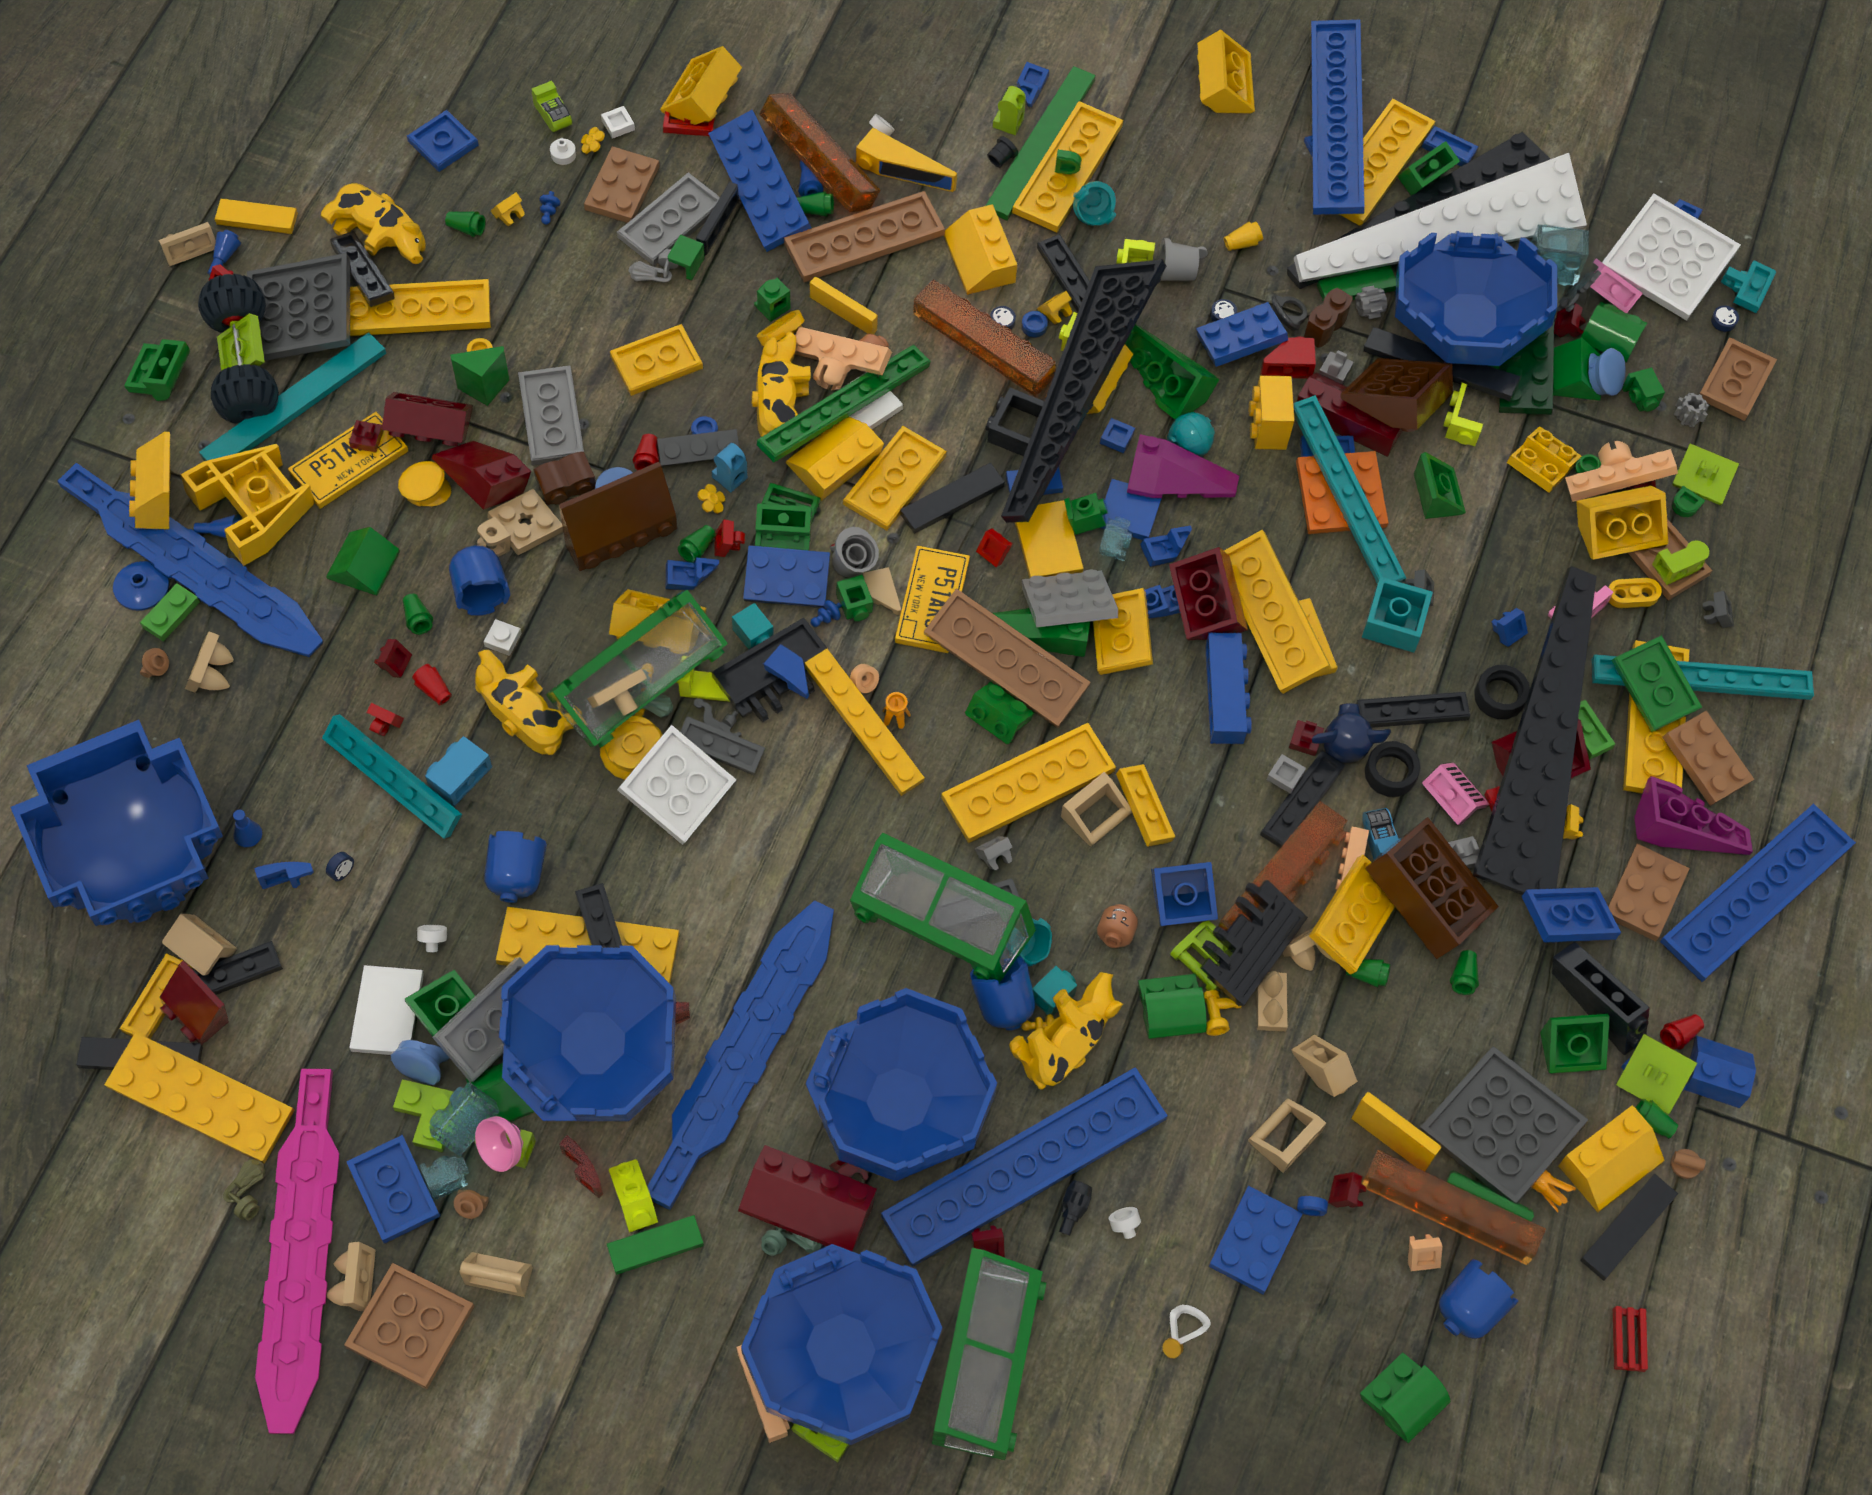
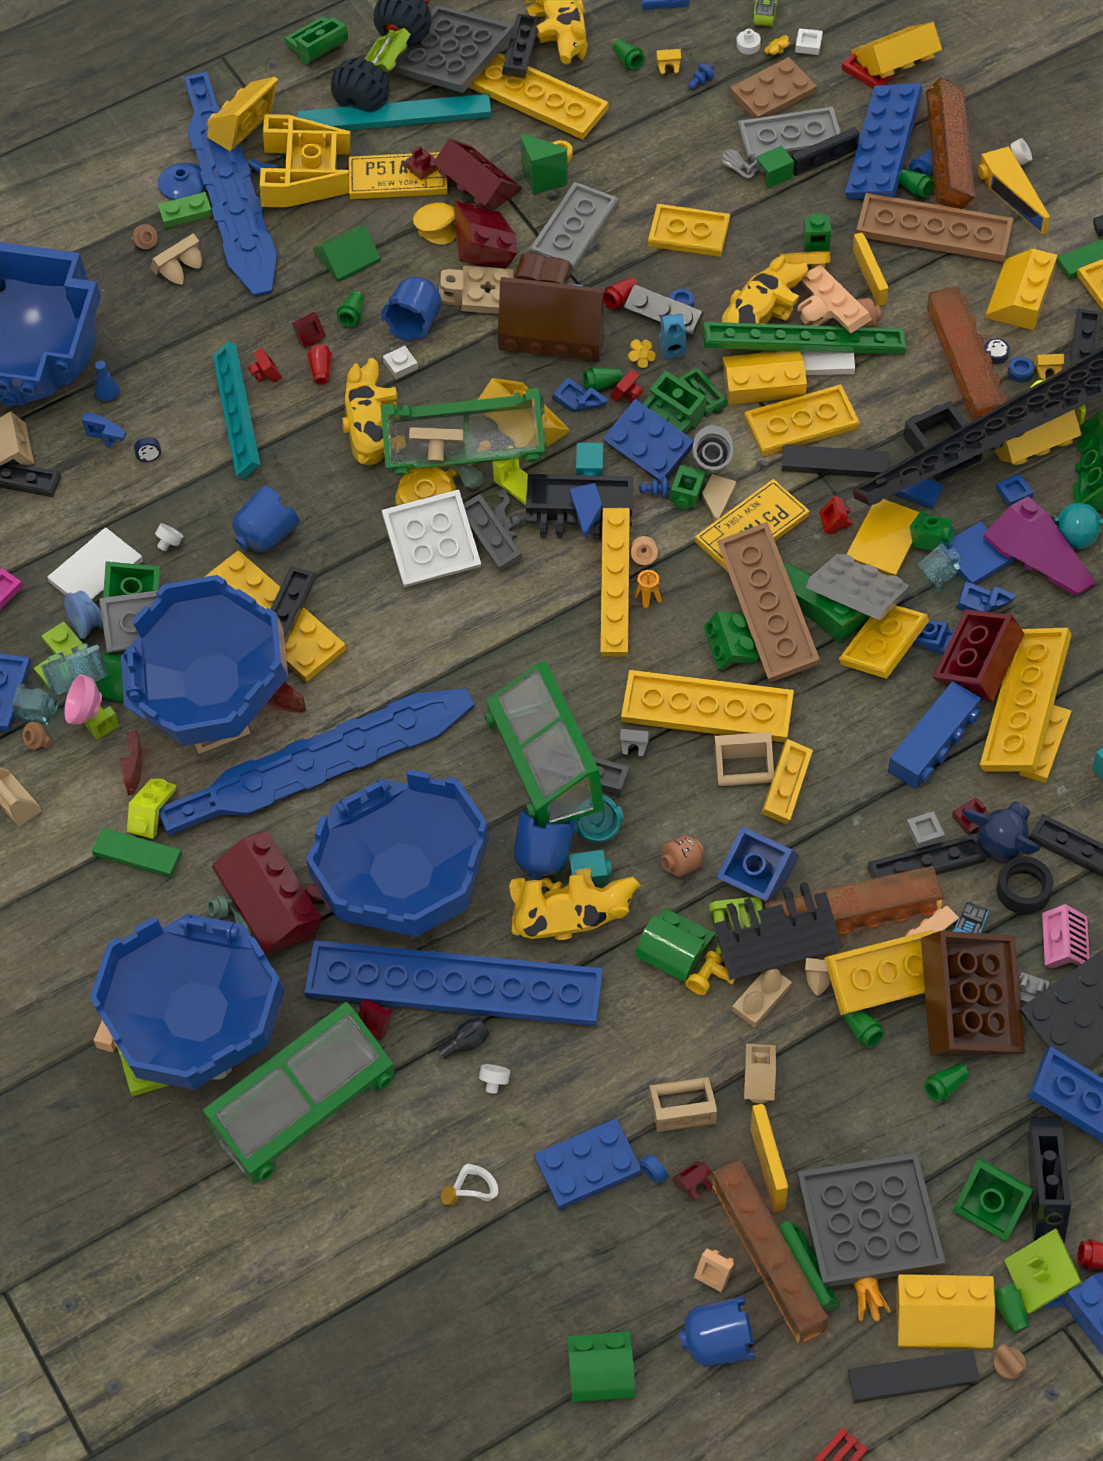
camera: 45 degrees right, 5 degrees down
(458, 770) = (285, 434): dark azure brick -> none

